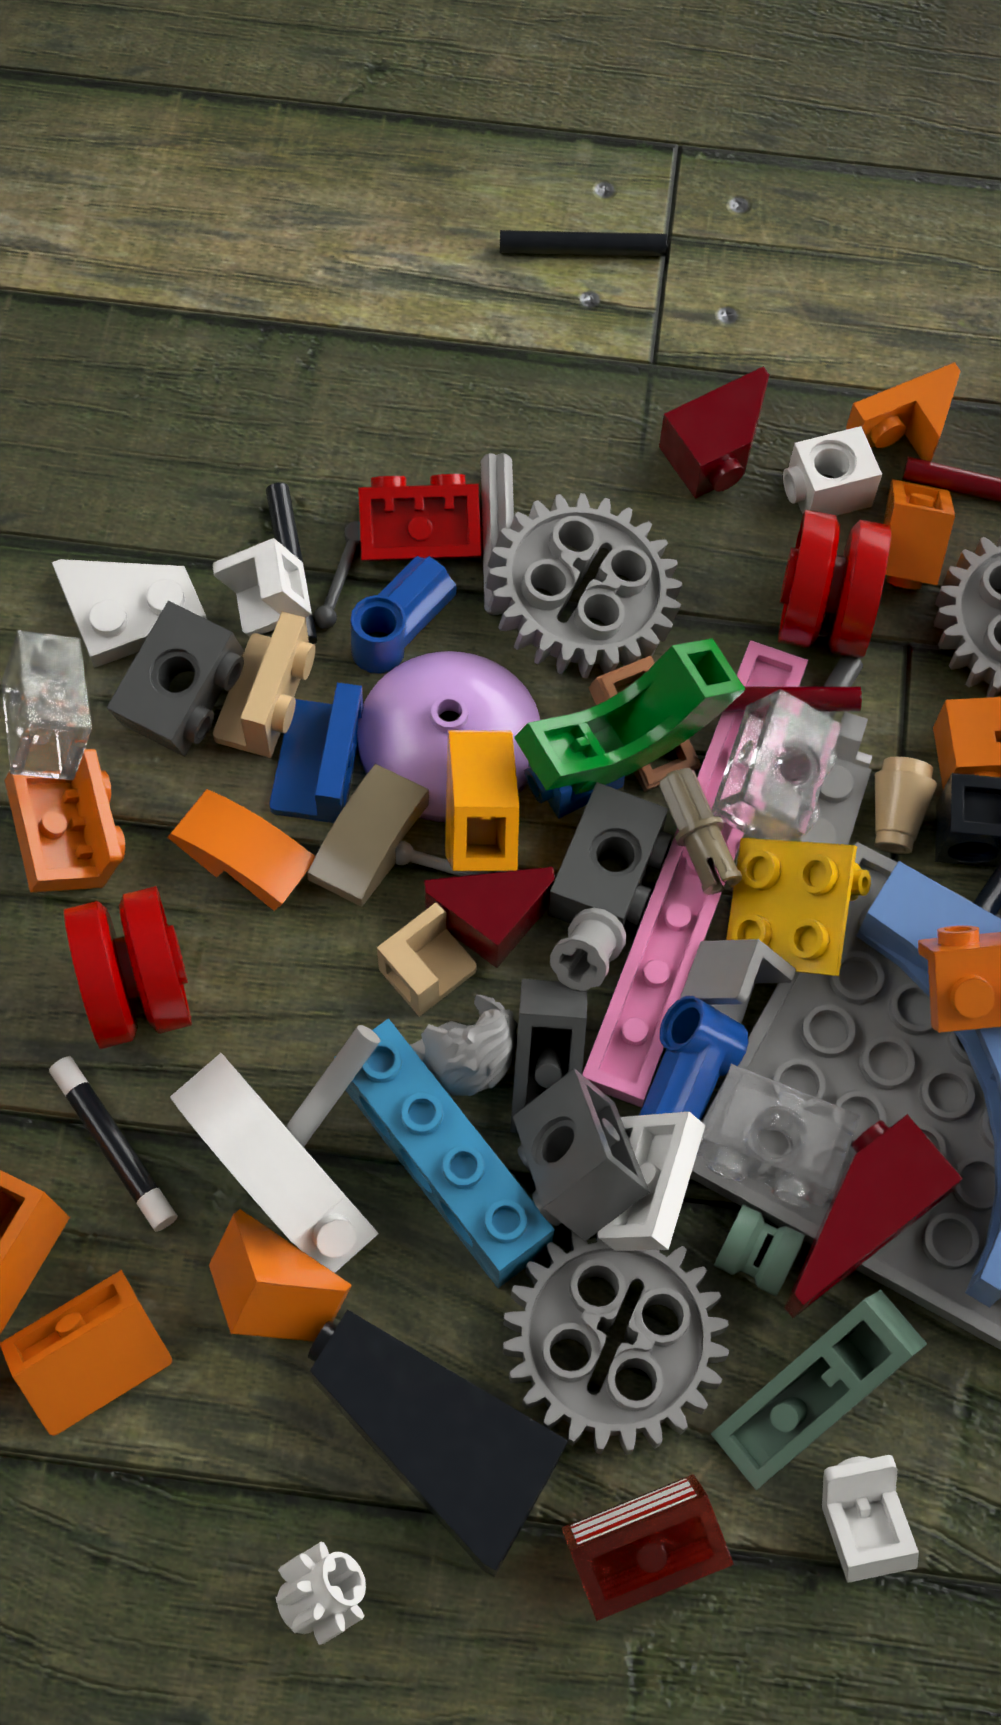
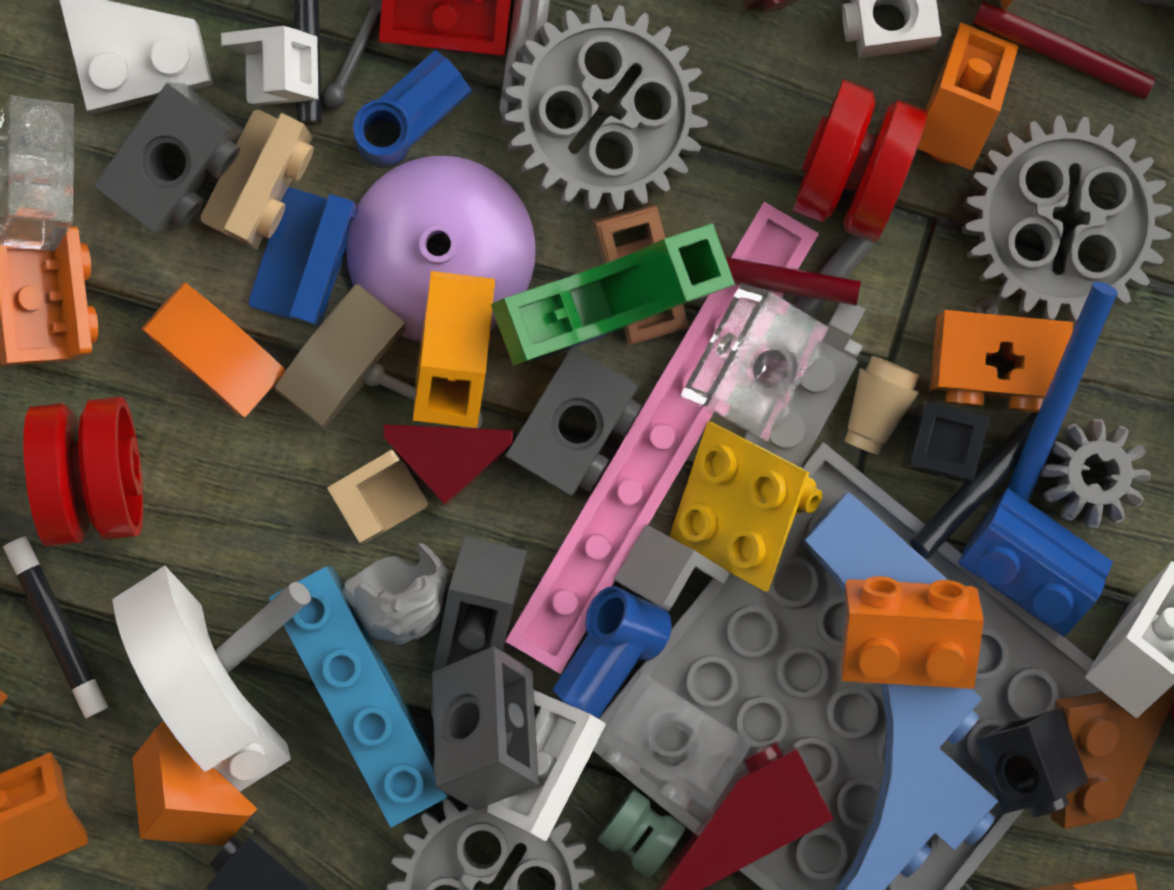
camera: 10 degrees right, 20 degrees up
(592, 943) = (527, 527): light grey bush -> none
(699, 831) = (664, 413): dark tan axle -> none

